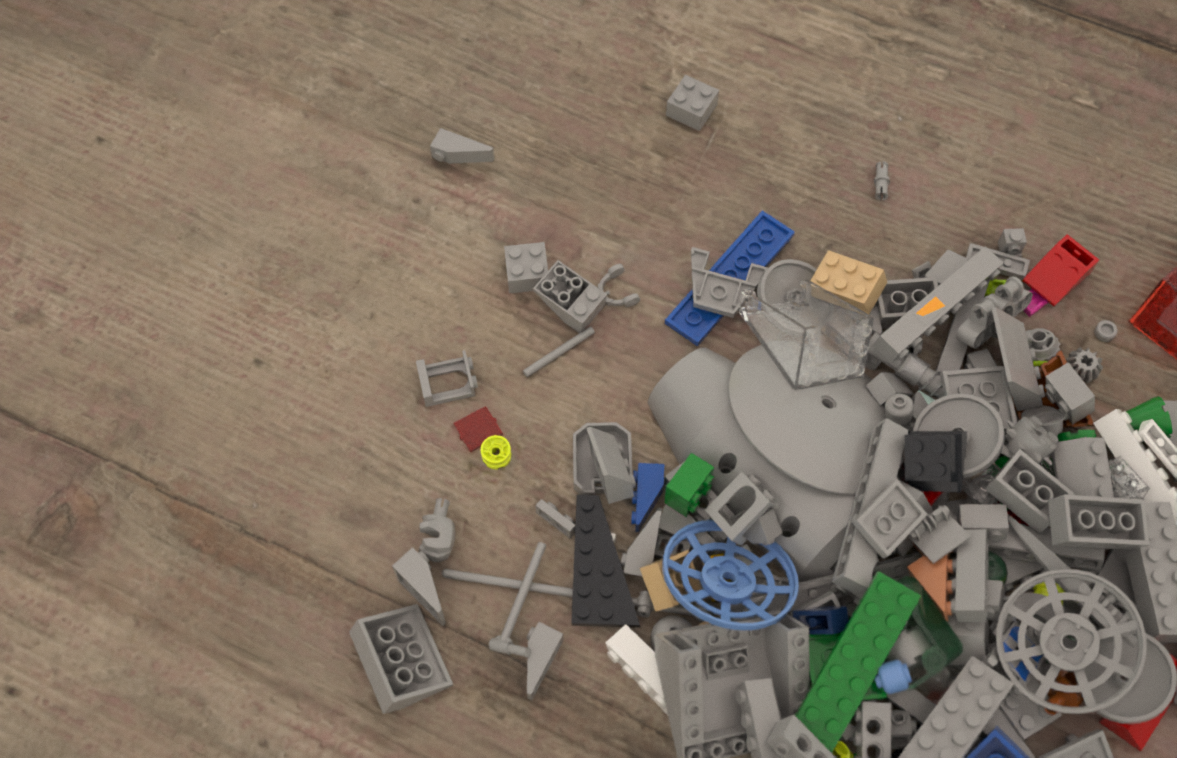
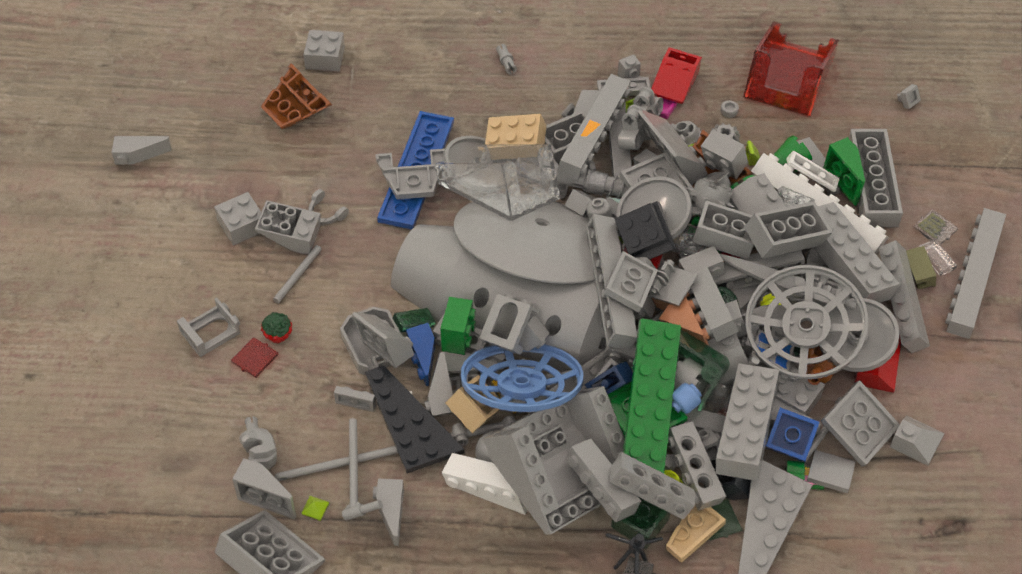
camera: 25 degrees left, 10 degrees down
(467, 623) = (315, 508): none -> lime slope
(490, 446) = (273, 364): neon yellow wheel -> none
(511, 406) = (276, 327): none -> dark green piece
(637, 150) = (293, 100): none -> dark orange wedge
(652, 453) = (413, 318): none -> clear green plate
(1107, 398) = (752, 153): none -> lime slope

